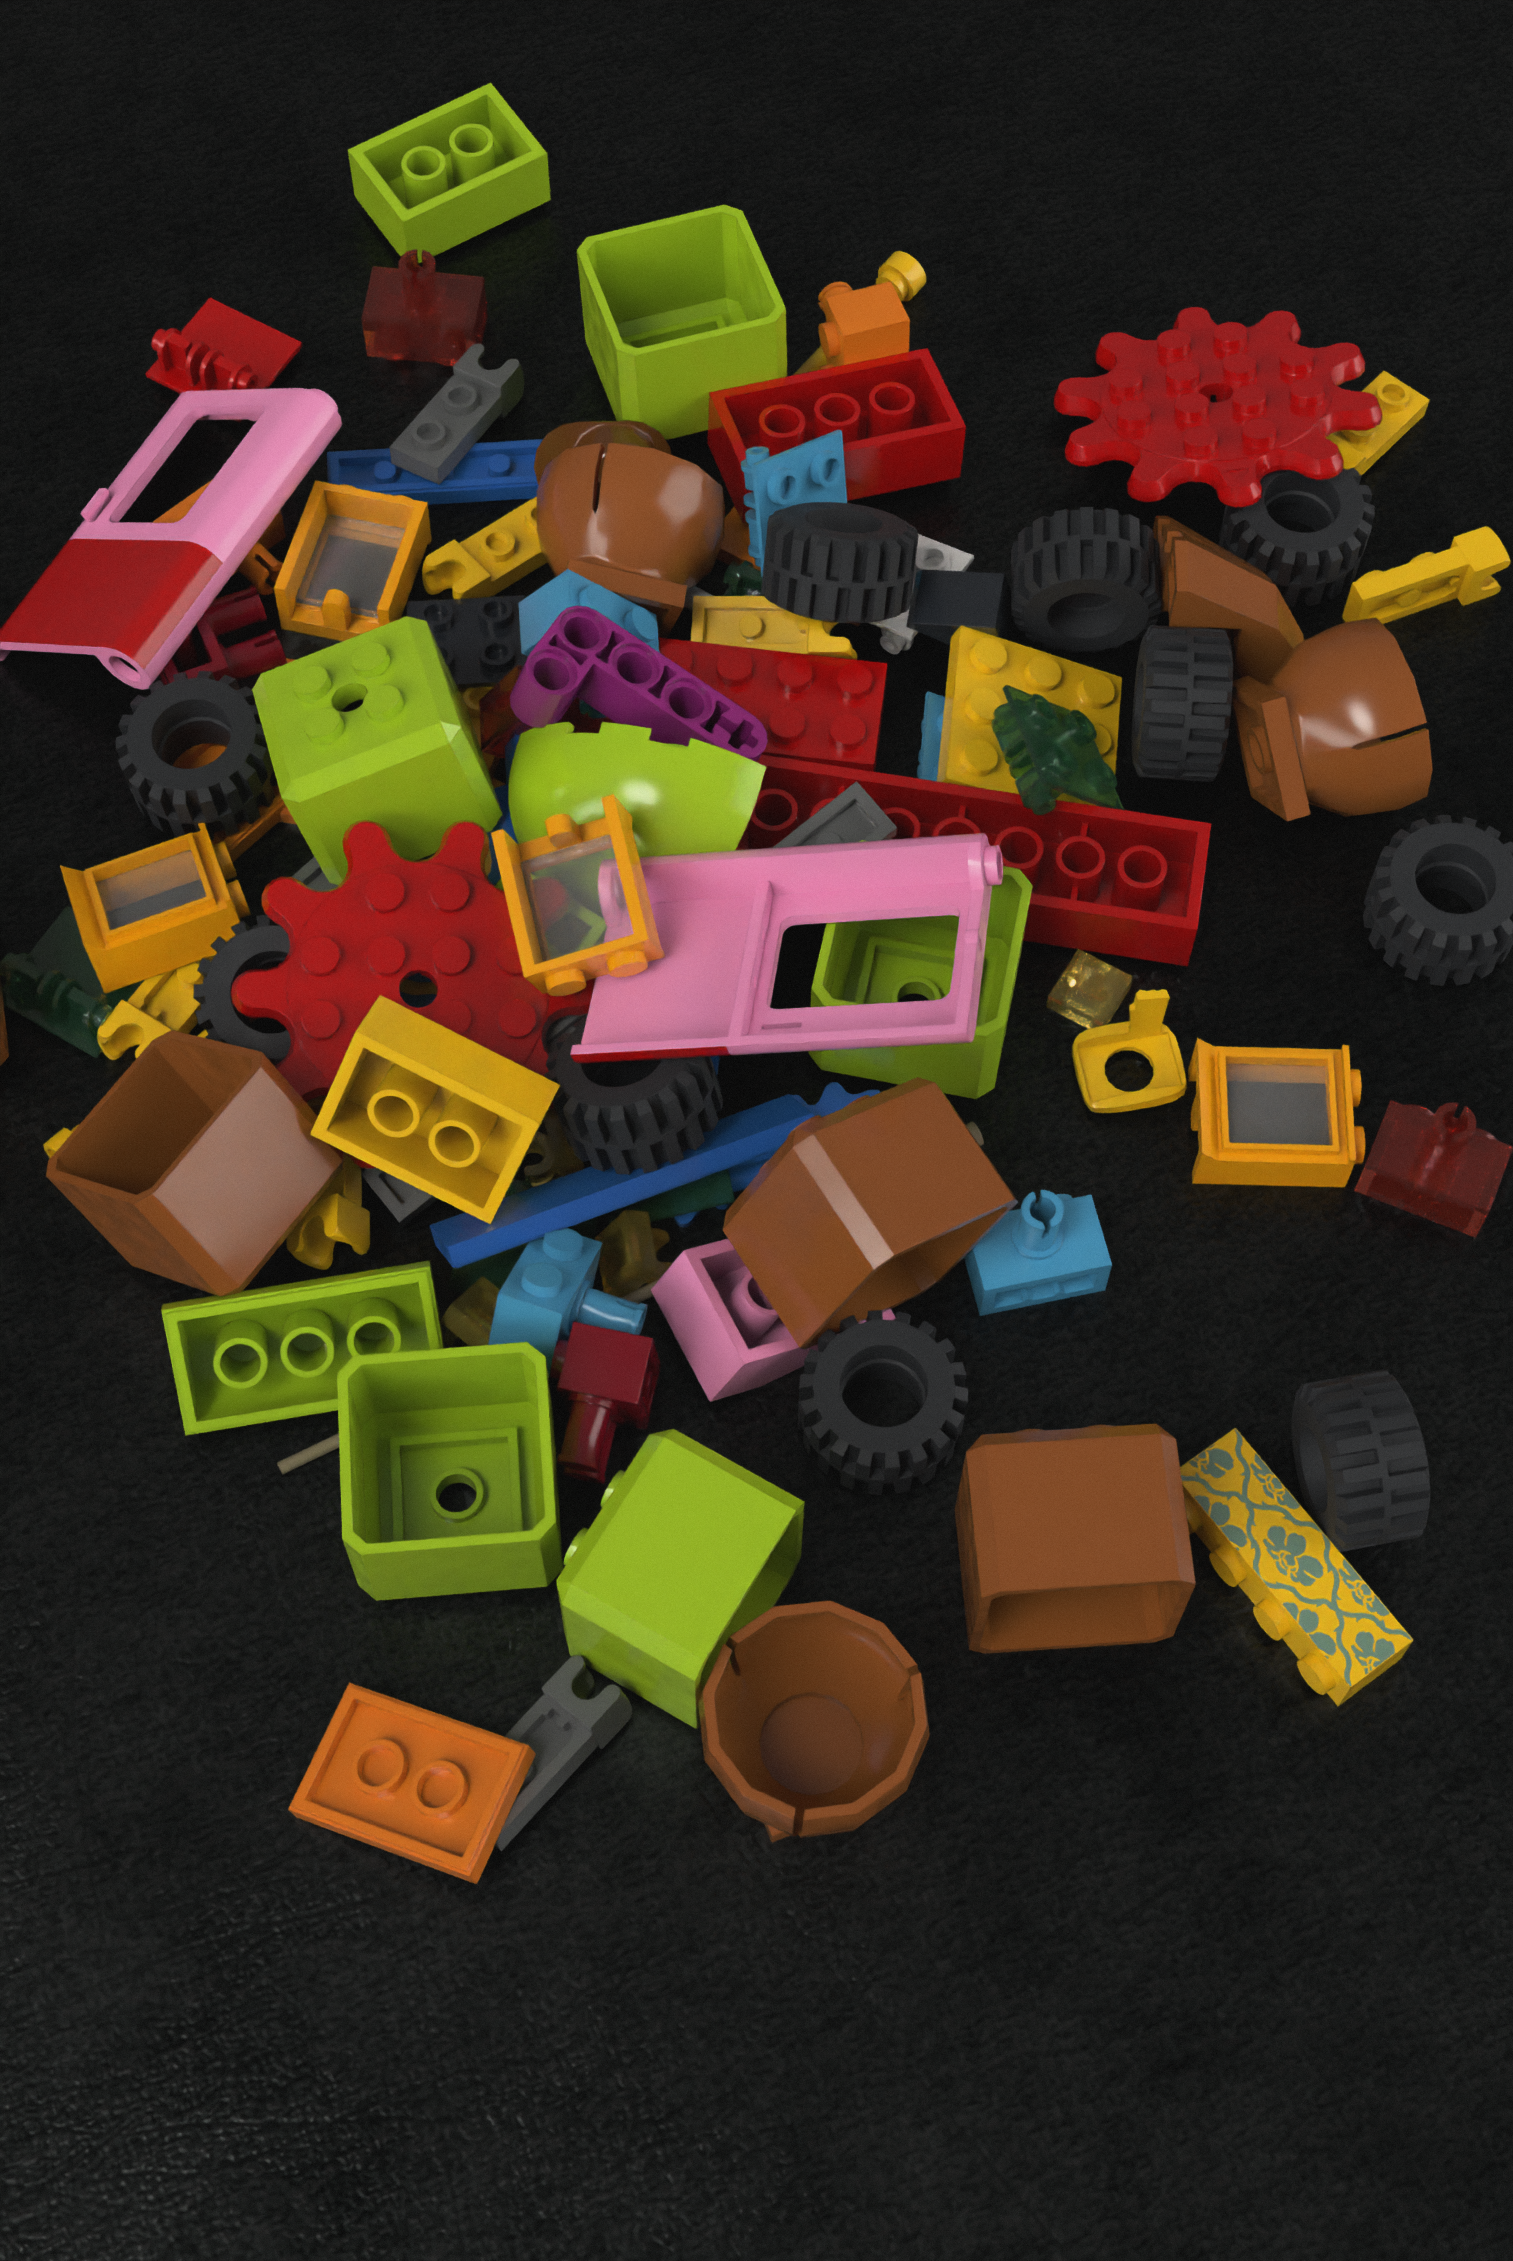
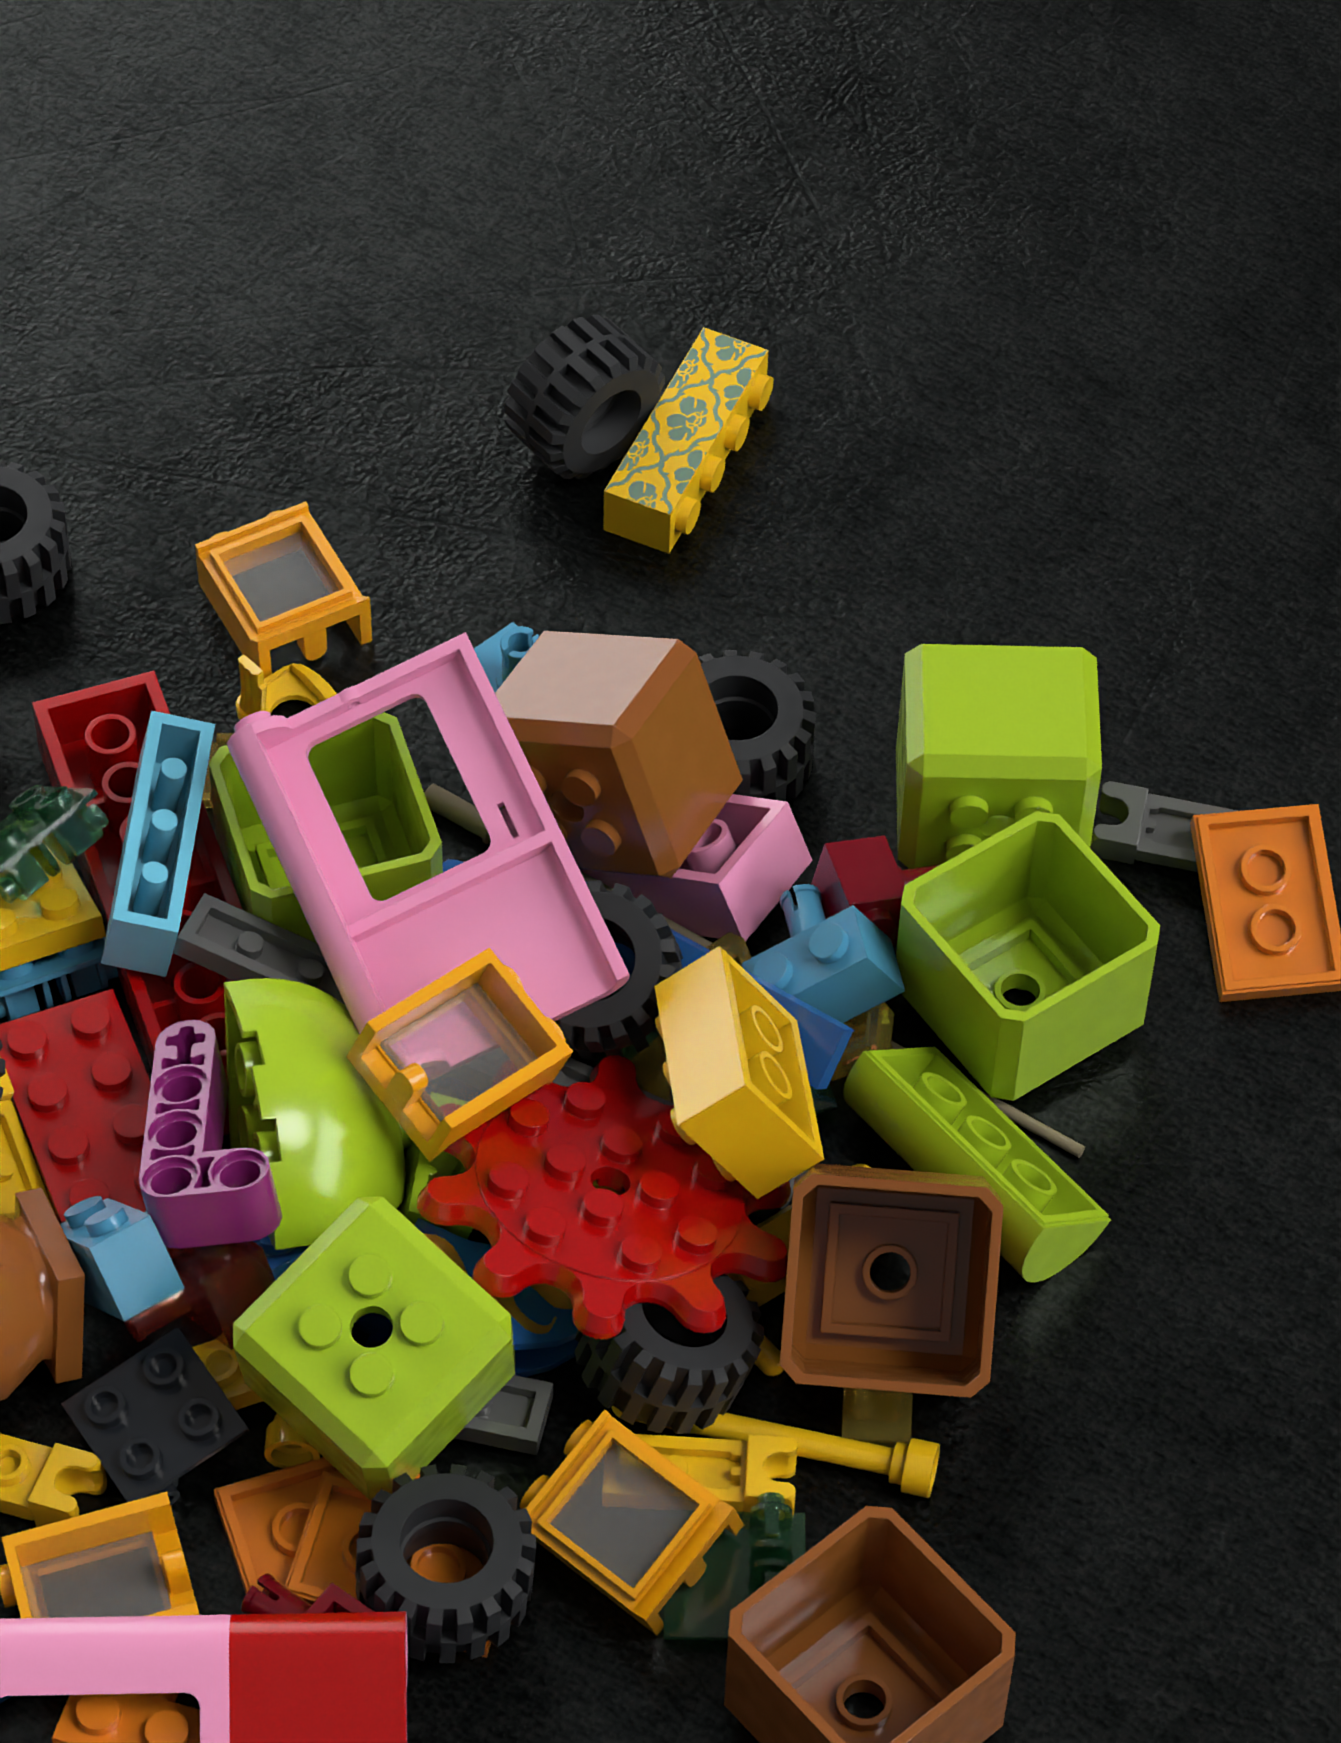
camera: 120 degrees left, 10 degrees down
(813, 1719) = (1056, 589): dark orange plate -> none
(951, 798) = (158, 844): none -> medium azure brick
(1073, 1538) = (787, 532): dark orange plate -> none
(1435, 1165) = (263, 460): clear red brick -> none

